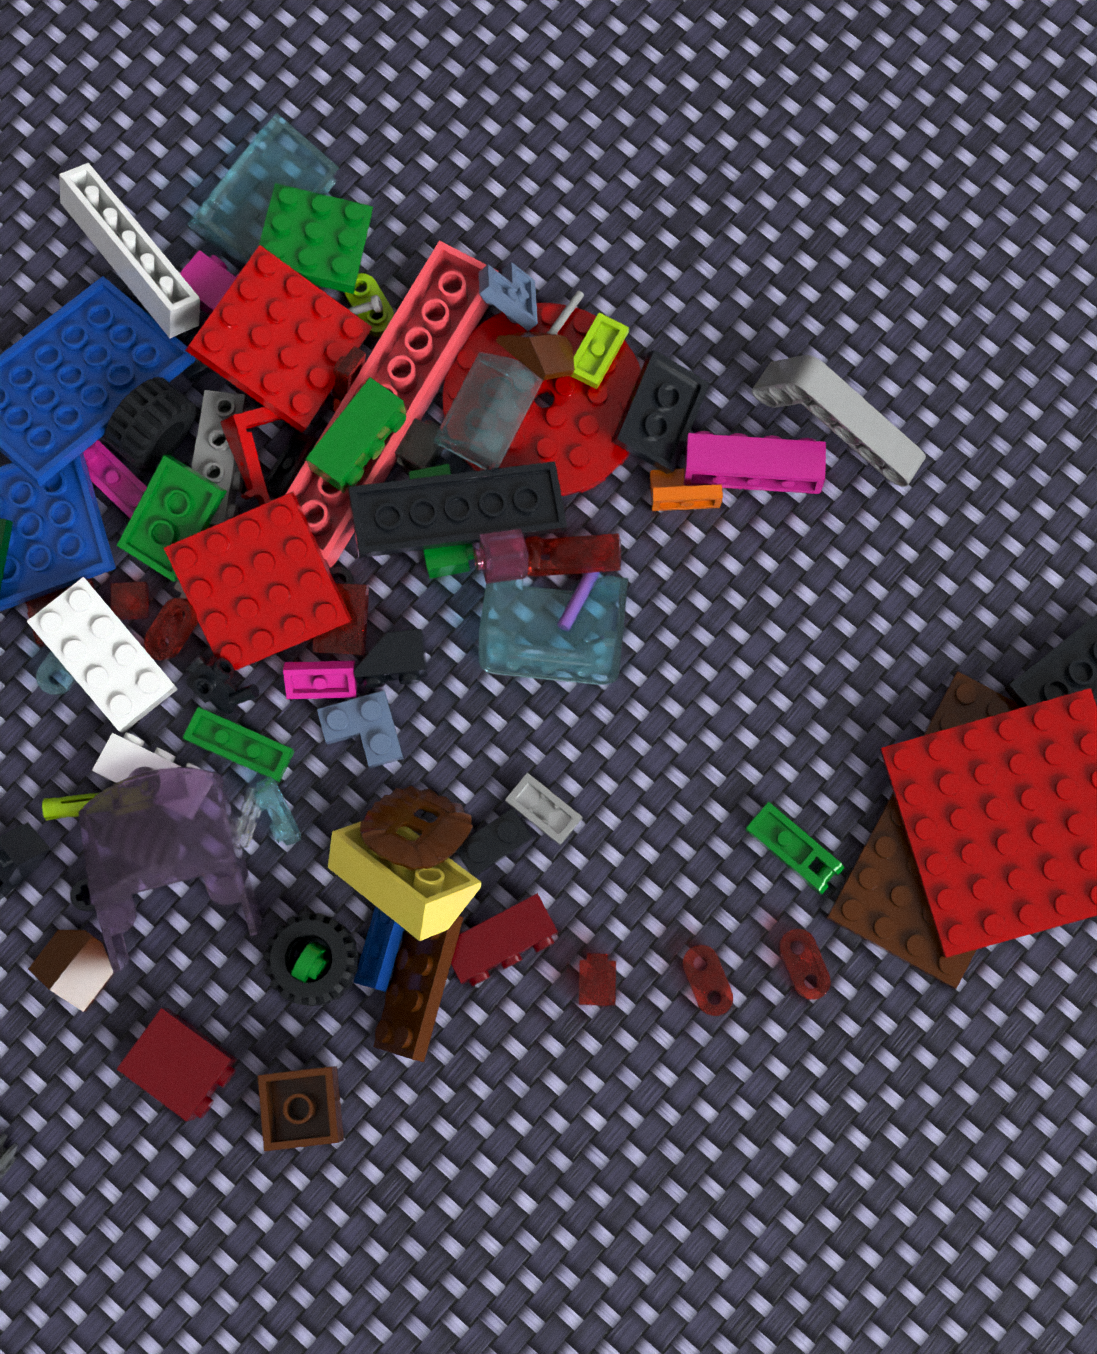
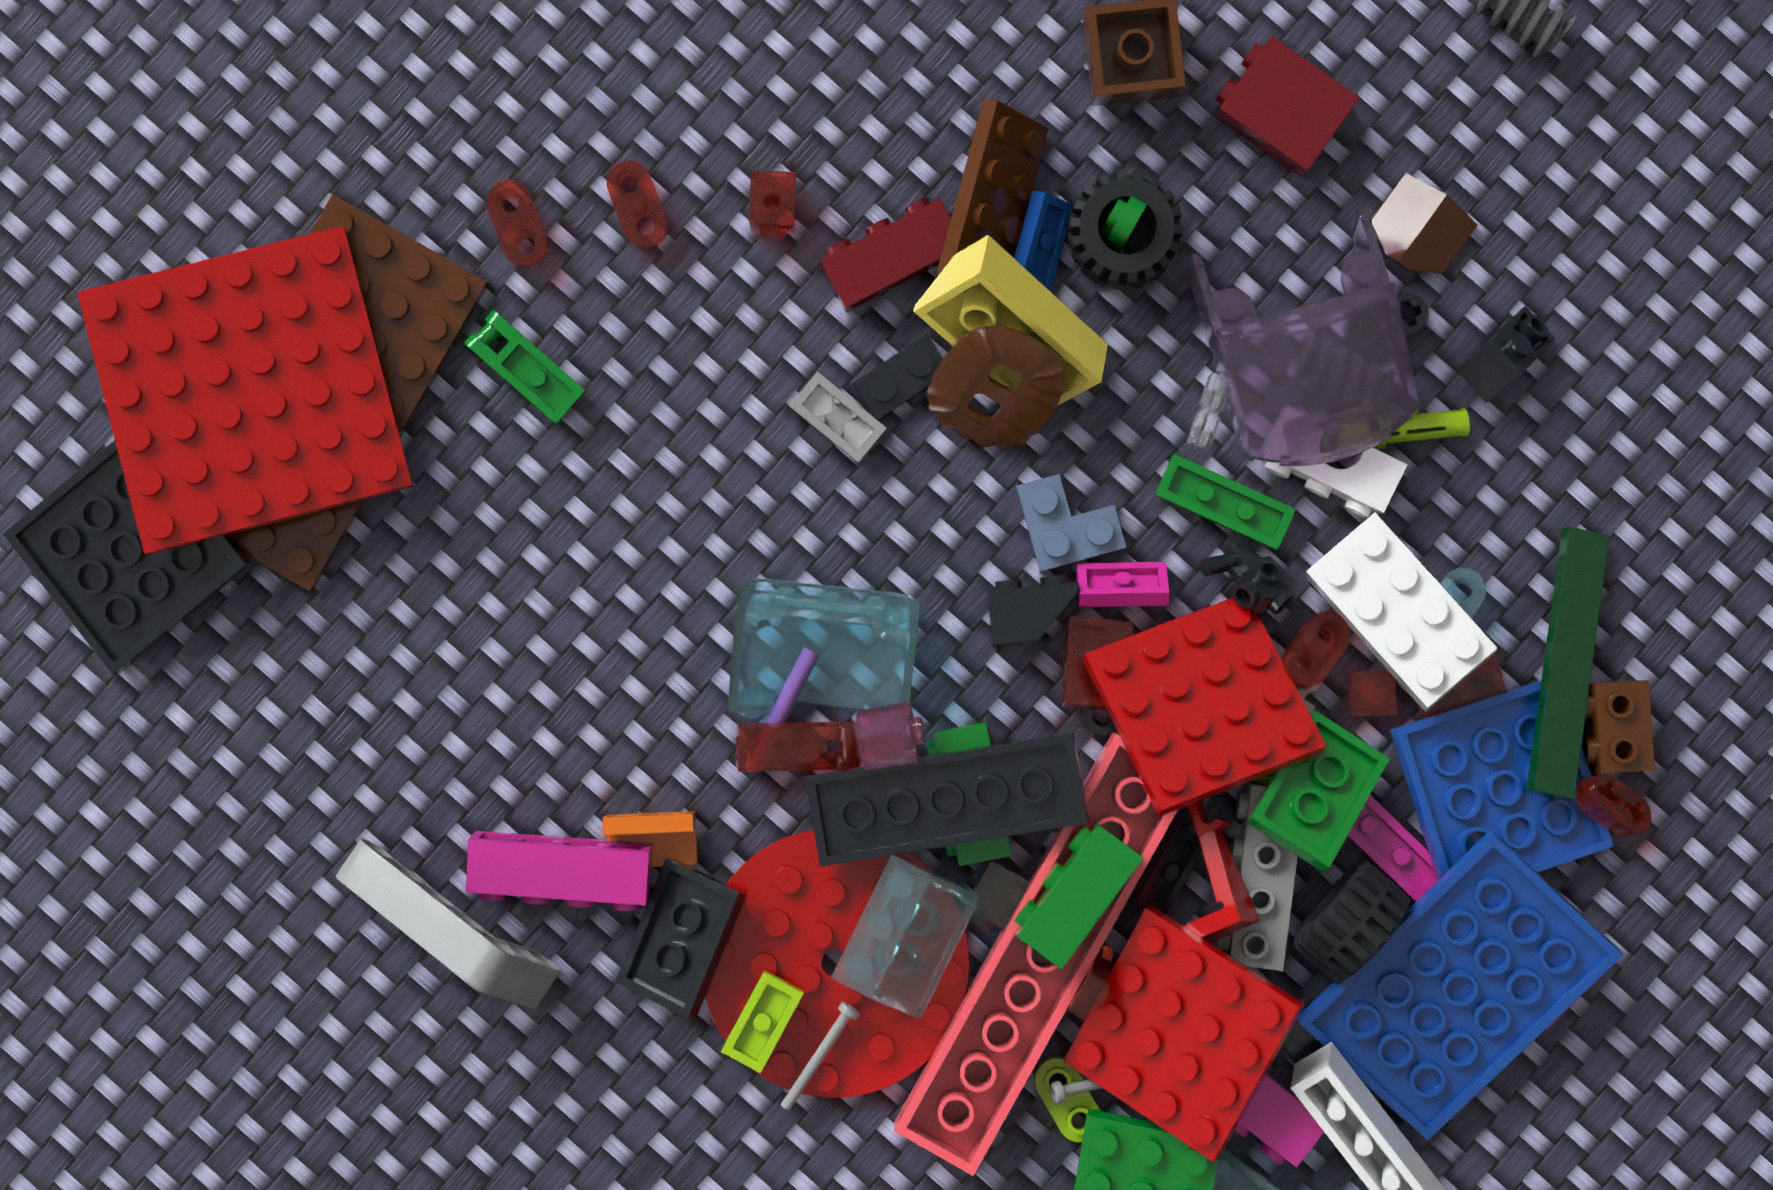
camera: 175 degrees right, 10 degrees up
(284, 825) = (1164, 399): clear light blue plate -> none
(511, 293) = (876, 1099): sand blue plate -> none
(542, 353) = (837, 1014): reddish brown slope -> none

